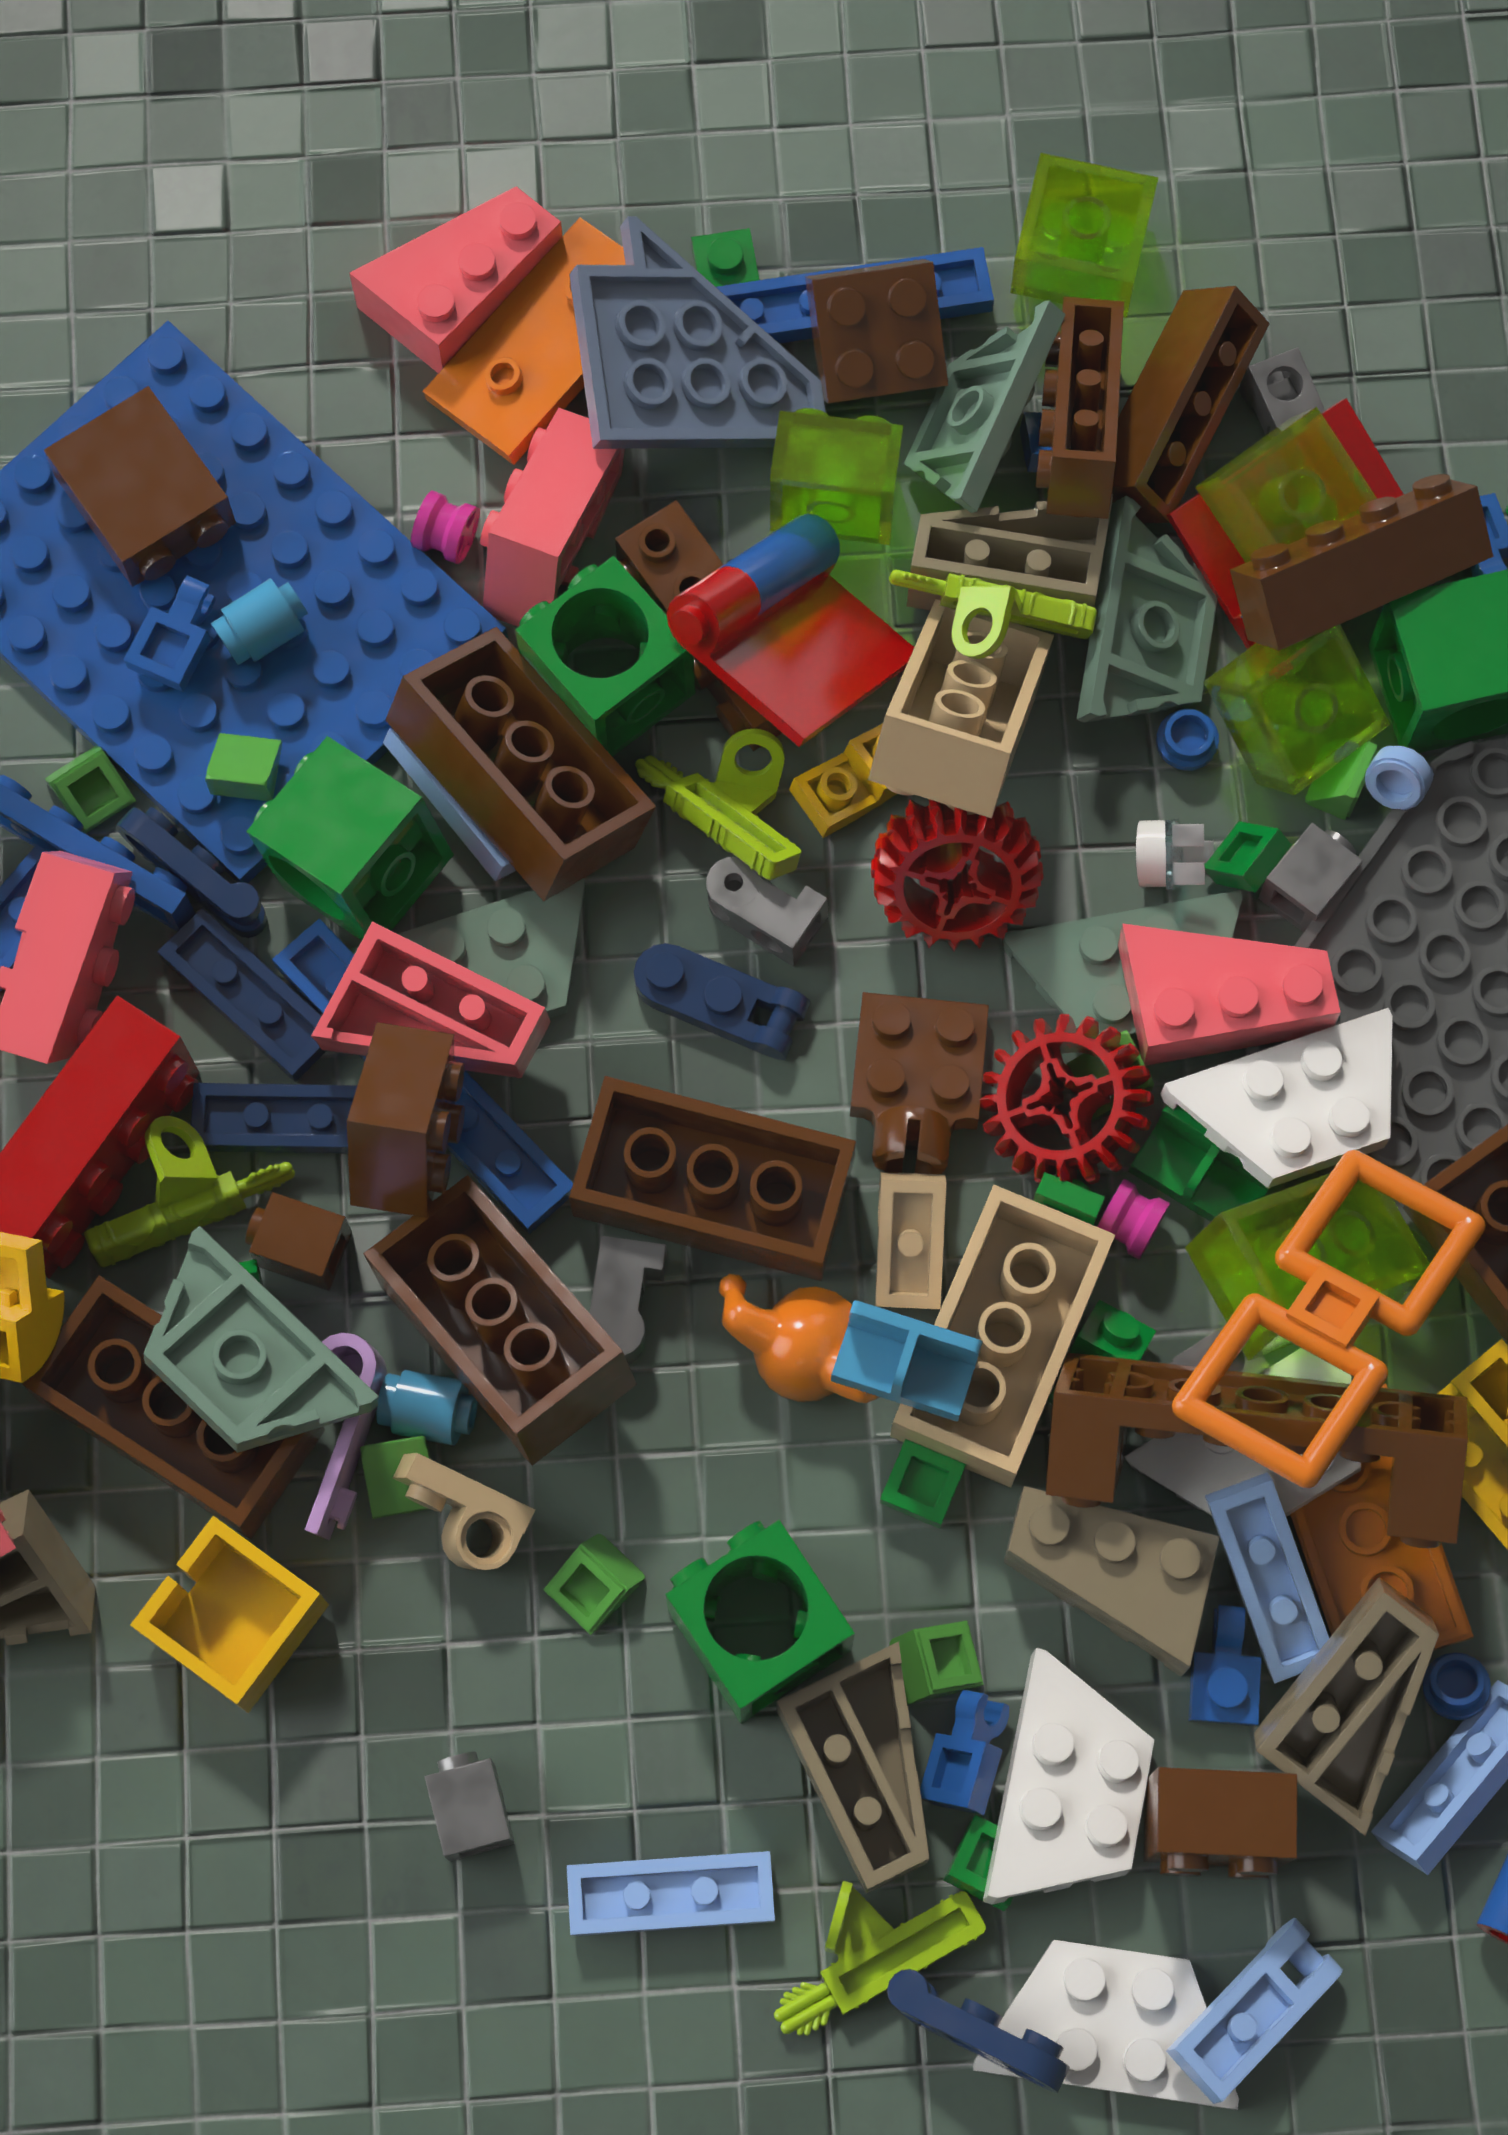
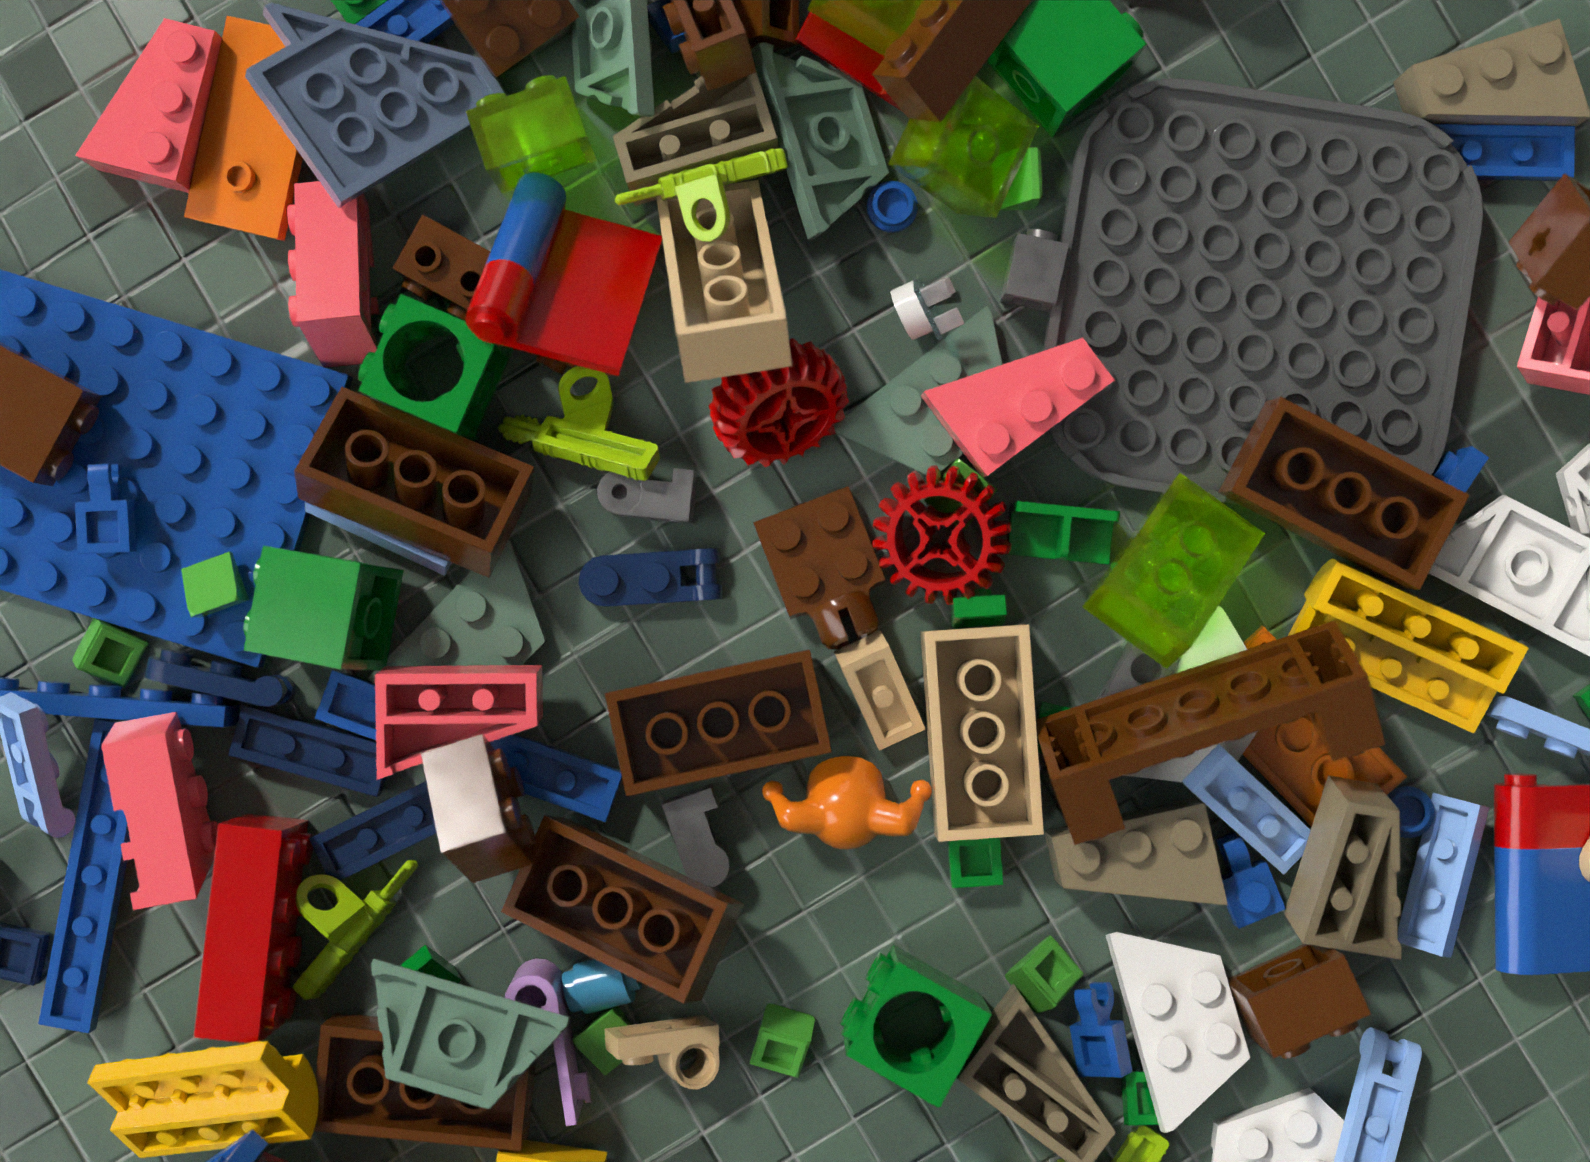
camera: 30 degrees left, 15 degrees up
(260, 621) = (162, 470): dark azure brick -> none
(298, 1240) = (446, 913): reddish brown brick -> none
(445, 527) = (260, 318): dark pink wheel -> none
(840, 787) = (658, 369): yellow slope -> none
(906, 1360) = (930, 801): dark azure panel -> none
(1113, 1334) = (1057, 688): green plate -> none
(1133, 1218) = (1028, 594): dark pink wheel -> none
(1247, 856) = (980, 278): green plate -> none
(1297, 1101) = (1111, 454): white wing -> none
(1328, 1318) = (1222, 628): orange bar -> none
(1398, 777) = (1065, 164): light blue tile -> none

